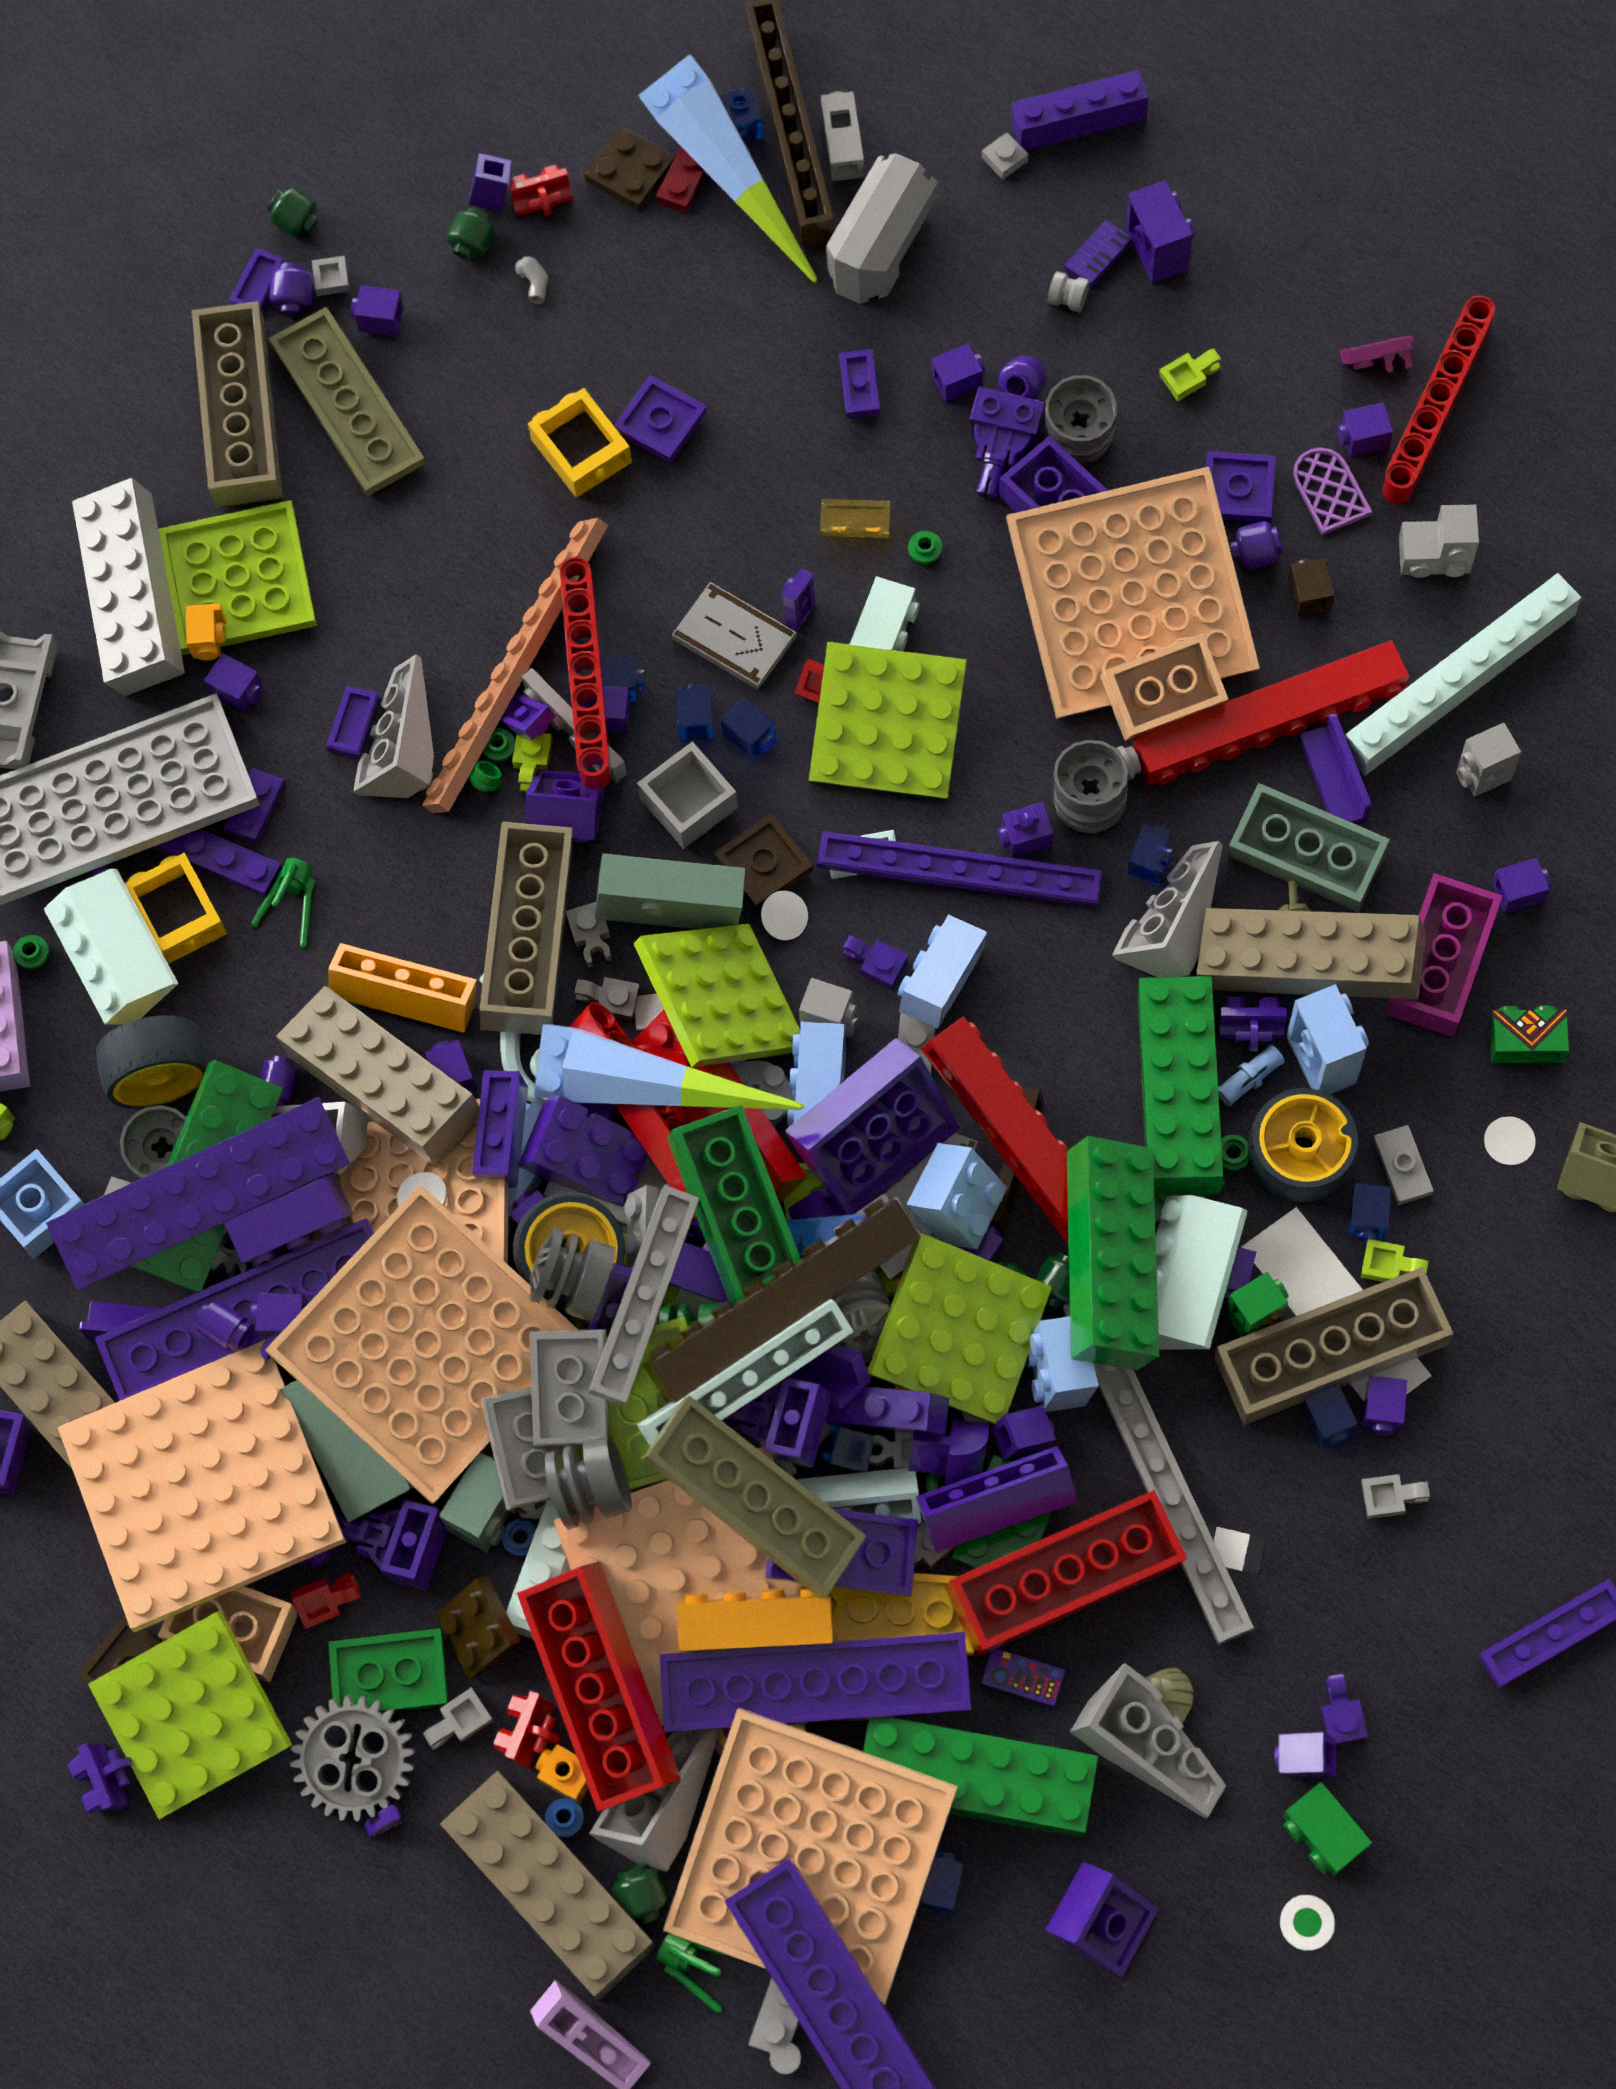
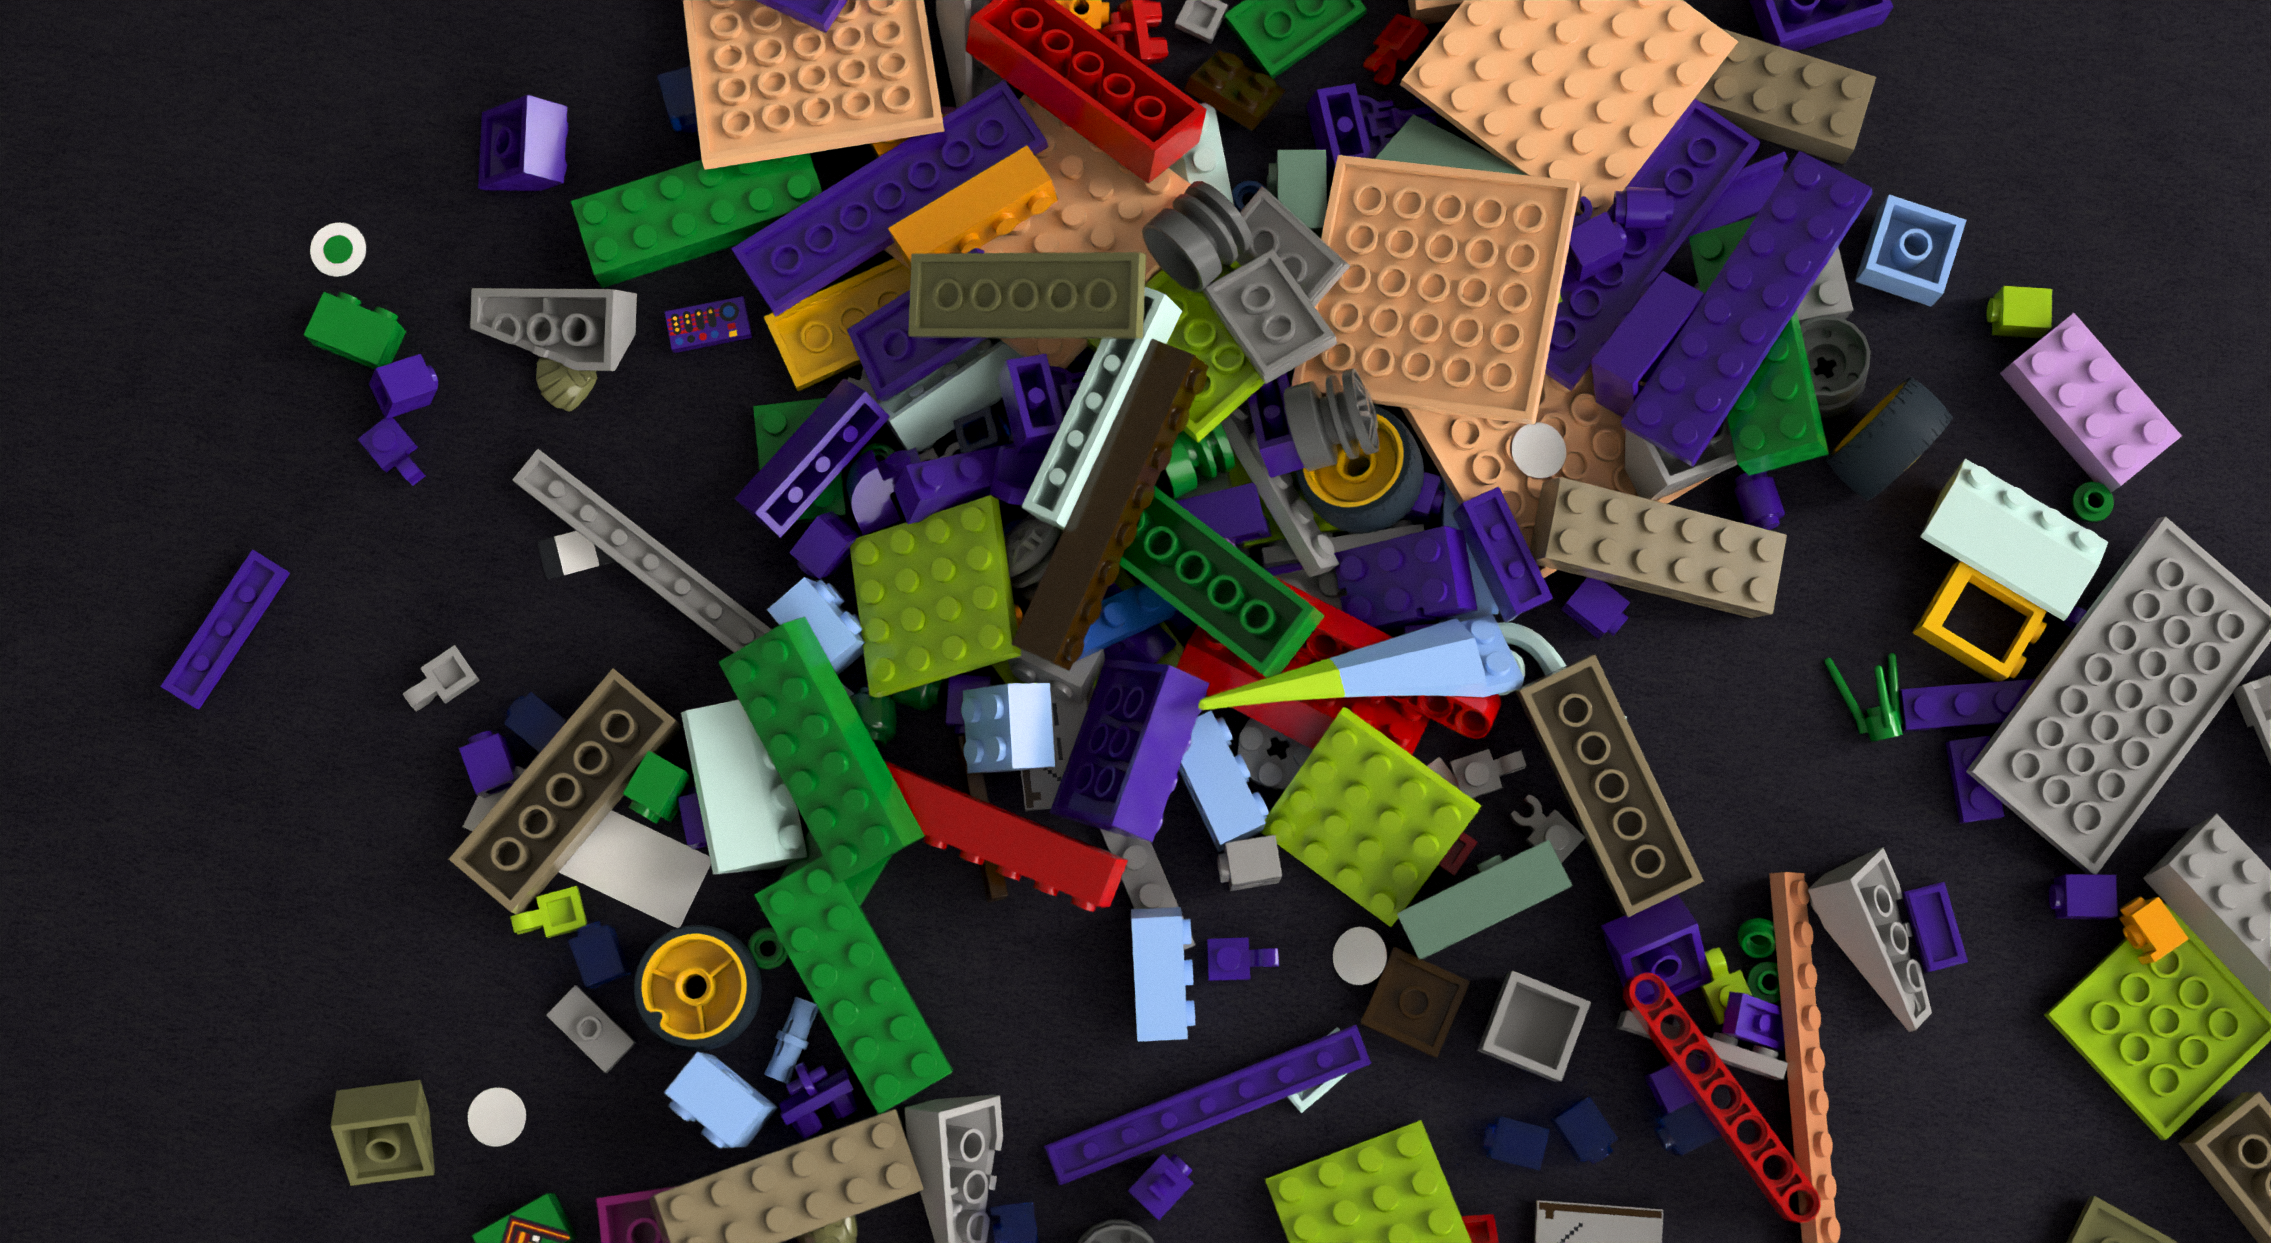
camera: 145 degrees right, 10 degrees up
(402, 987) = (1696, 659): light orange brick -> none
(643, 1295) = (1246, 430): light grey plate -> none
(1065, 1573) = (711, 427): red brick -> none

